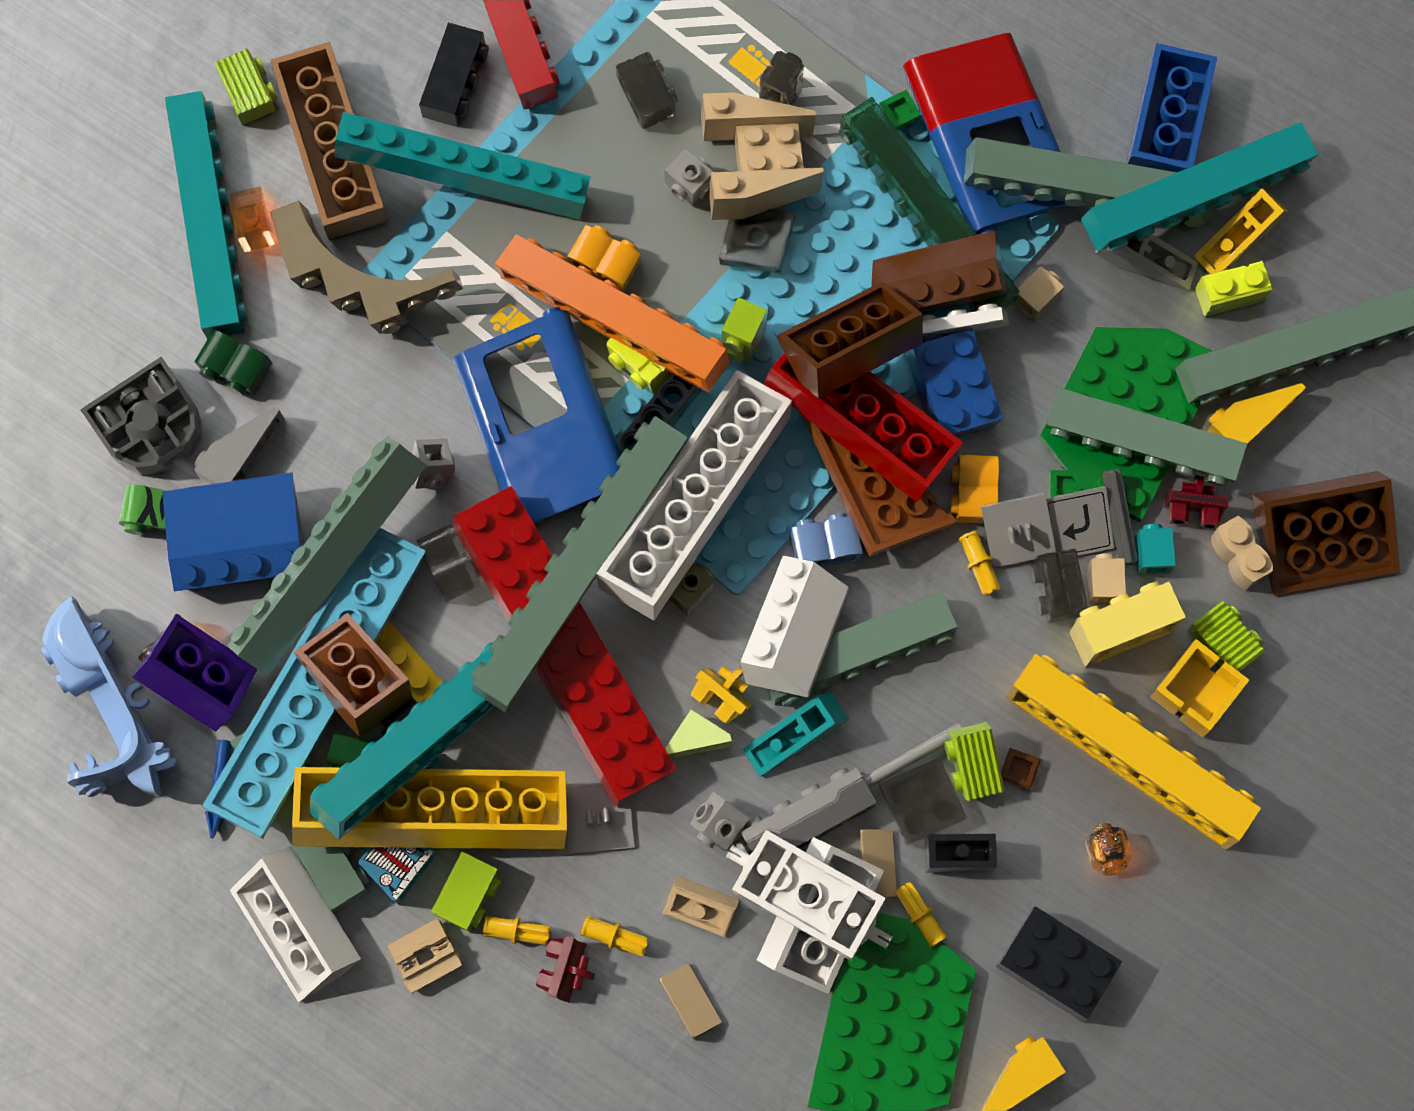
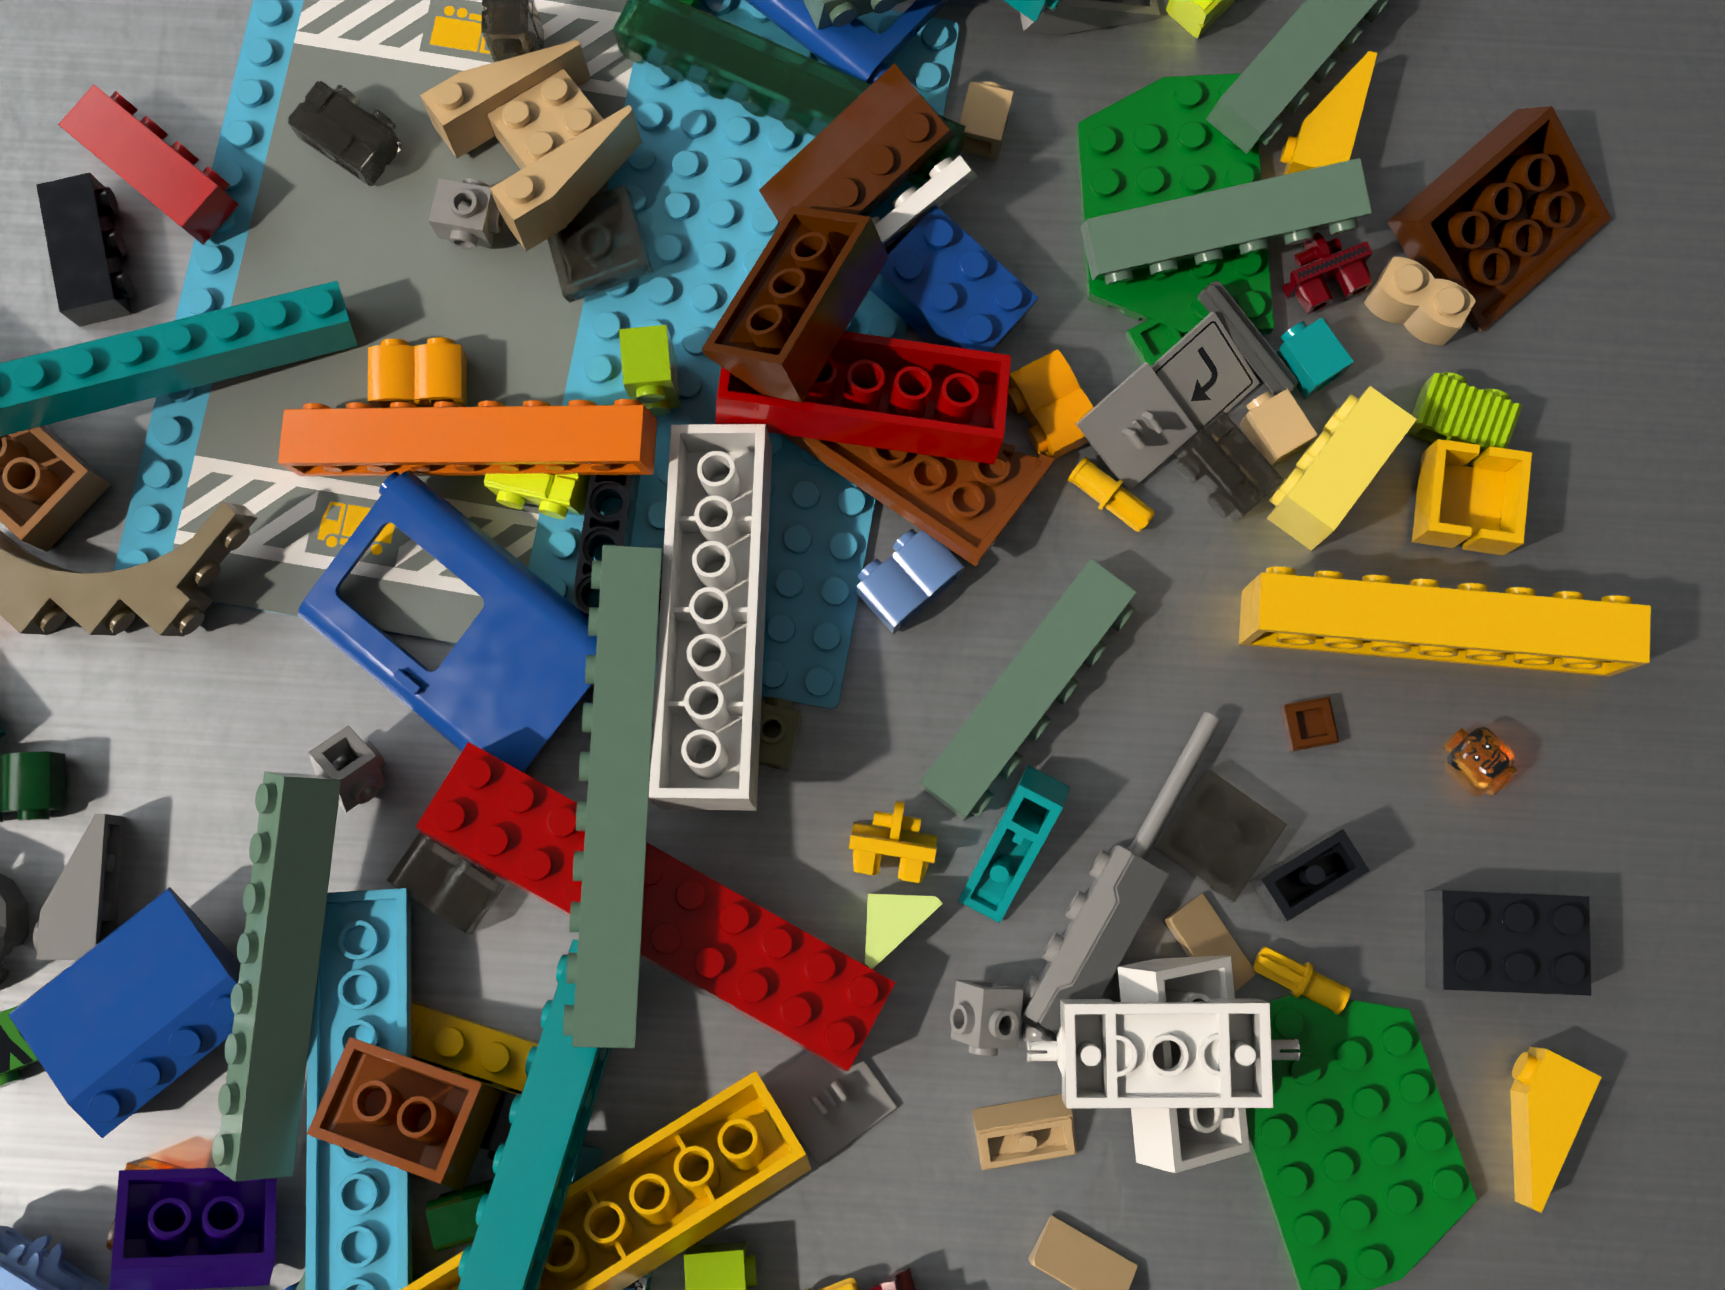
camera: 30 degrees left, 5 degrees up
(614, 936) = (939, 1239): yellow axle -> none
(794, 628) = (938, 714): white slope -> none
(975, 761) = (1257, 749): lime brick -> none

